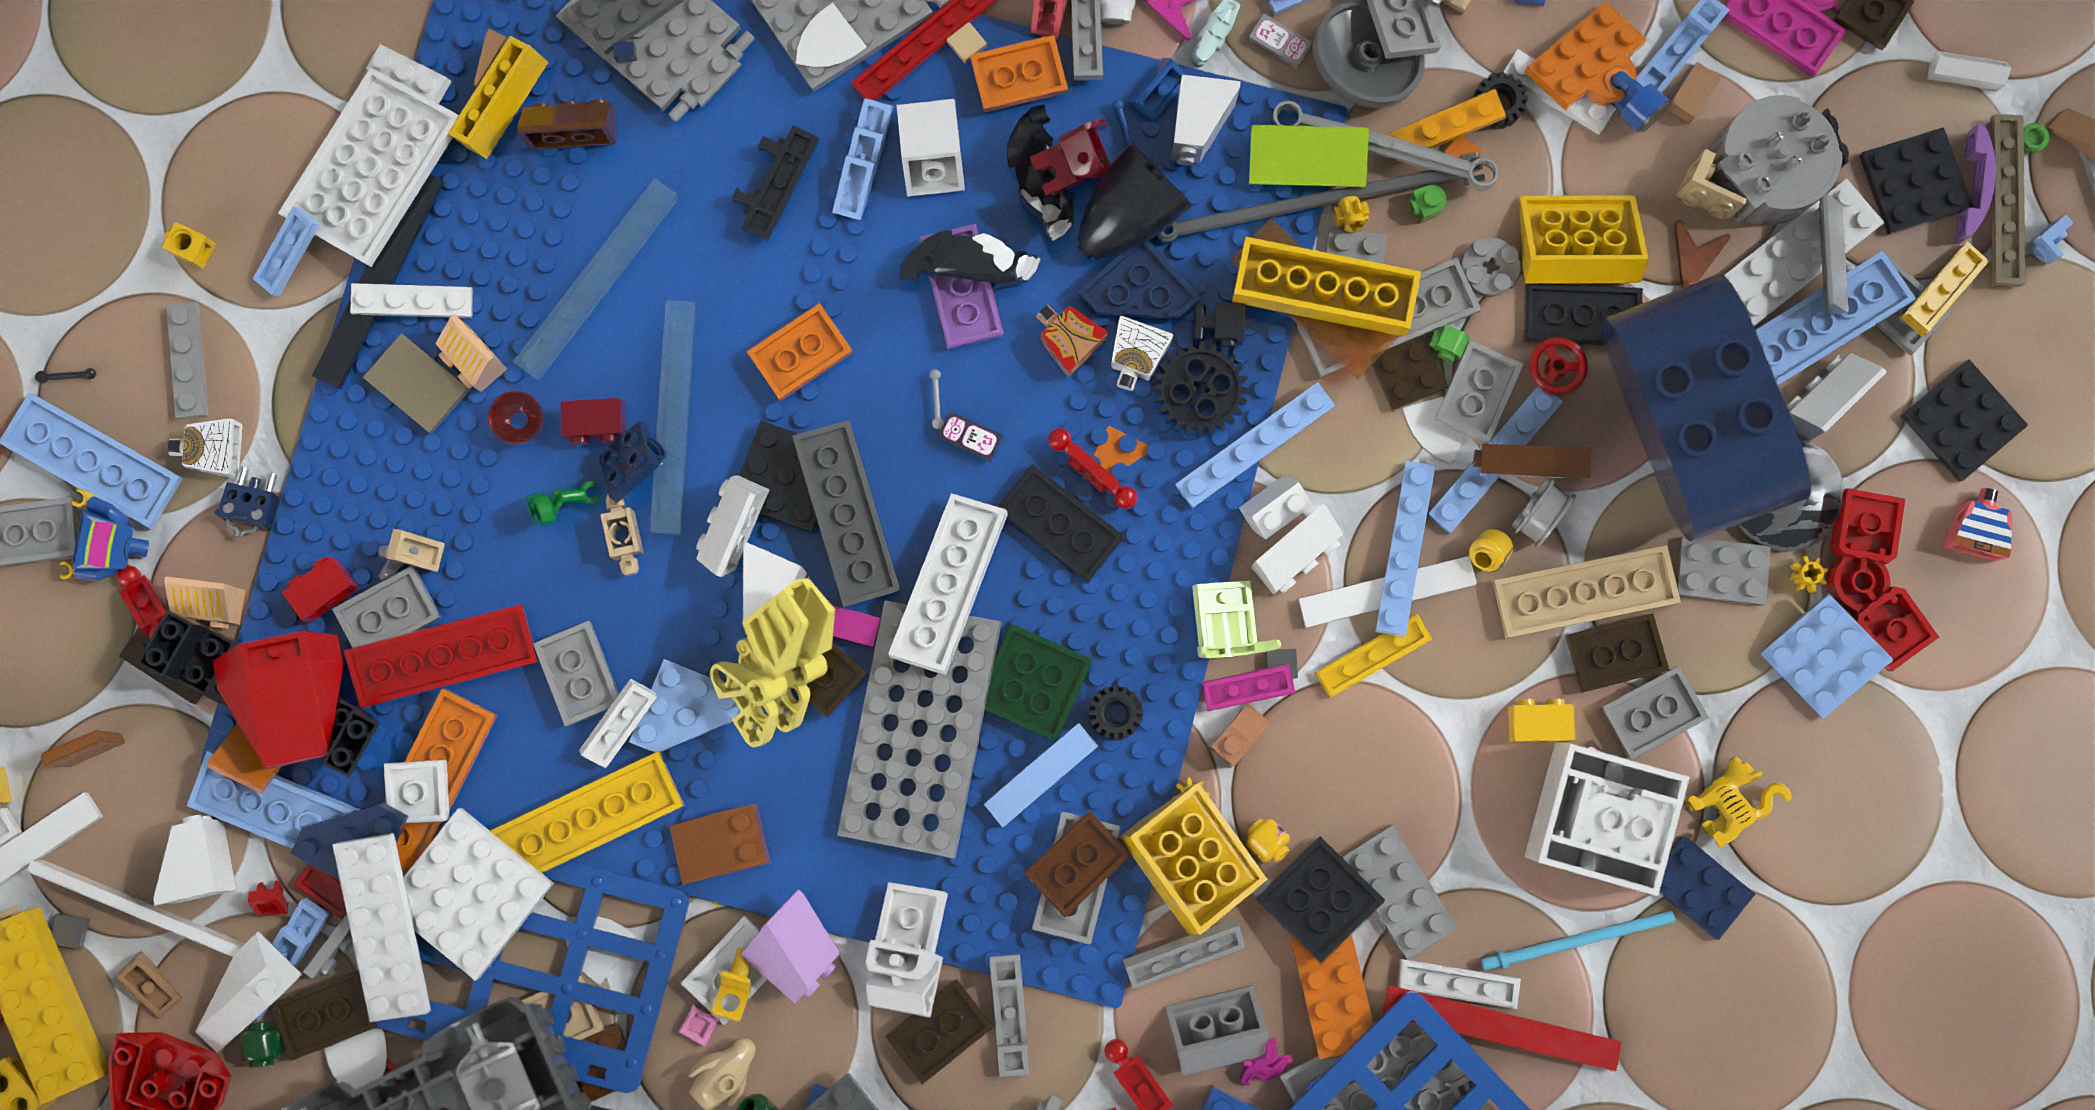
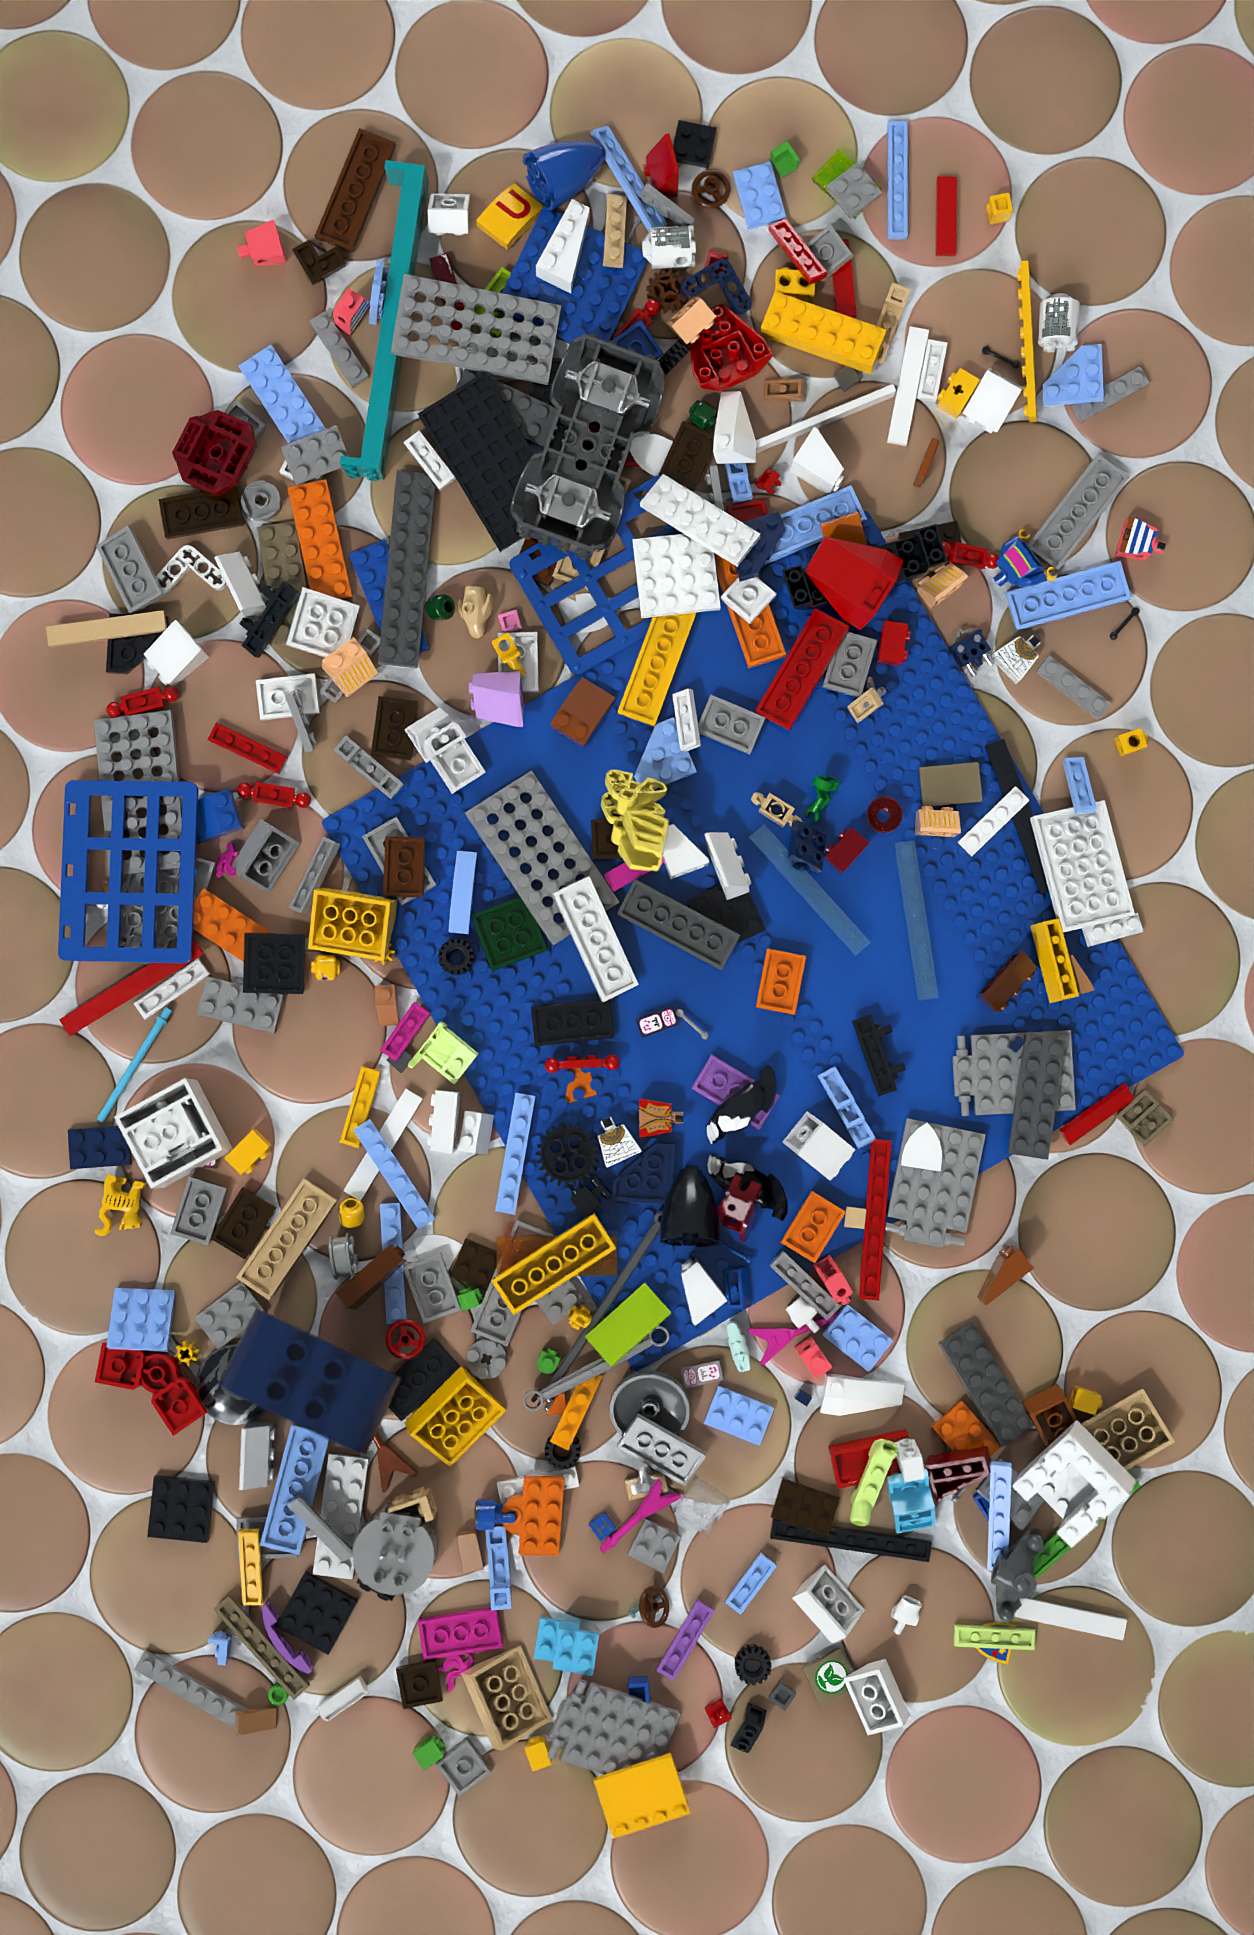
camera: 140 degrees right, 5 degrees up
(1982, 528) = (123, 1460): torso -> none

